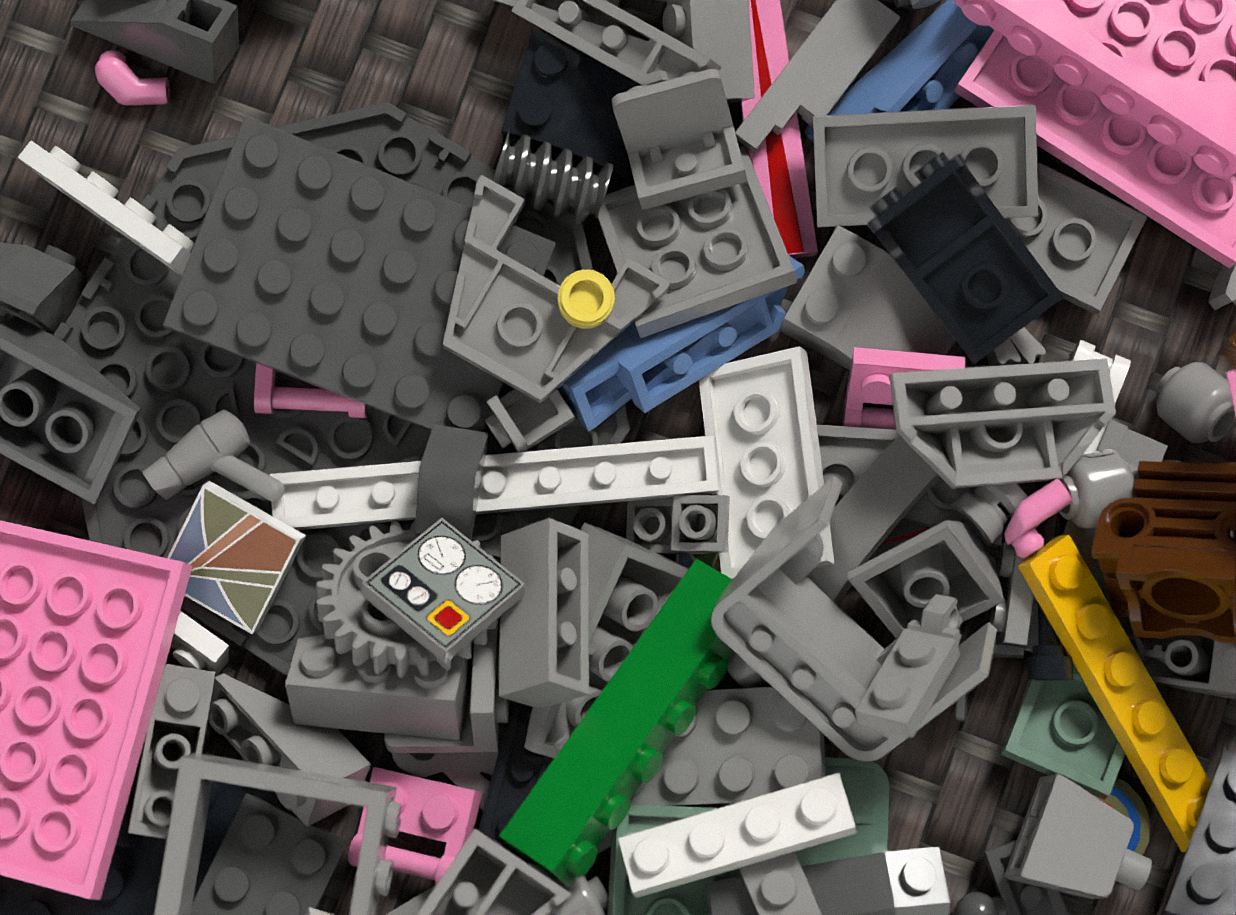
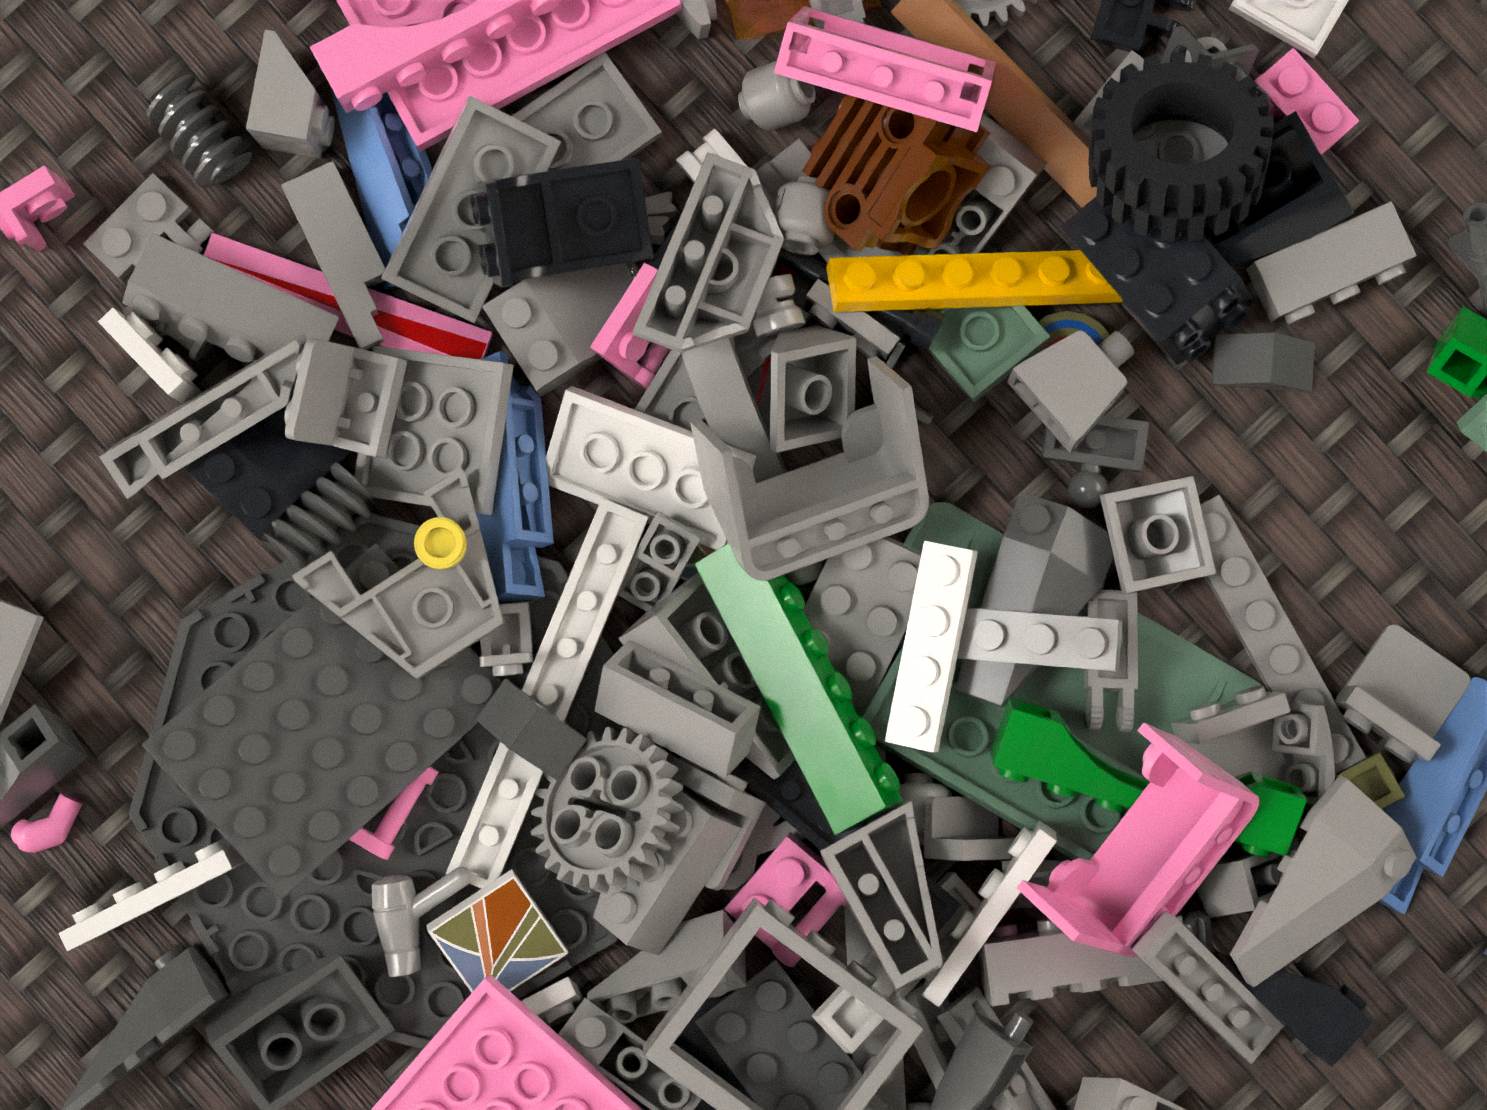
camera: 65 degrees left, 5 degrees up
(442, 589) = (617, 779): tile -> none
(914, 671) = (875, 439): light grey hinge -> none
(1031, 513) = (798, 278): bright pink arm -> none

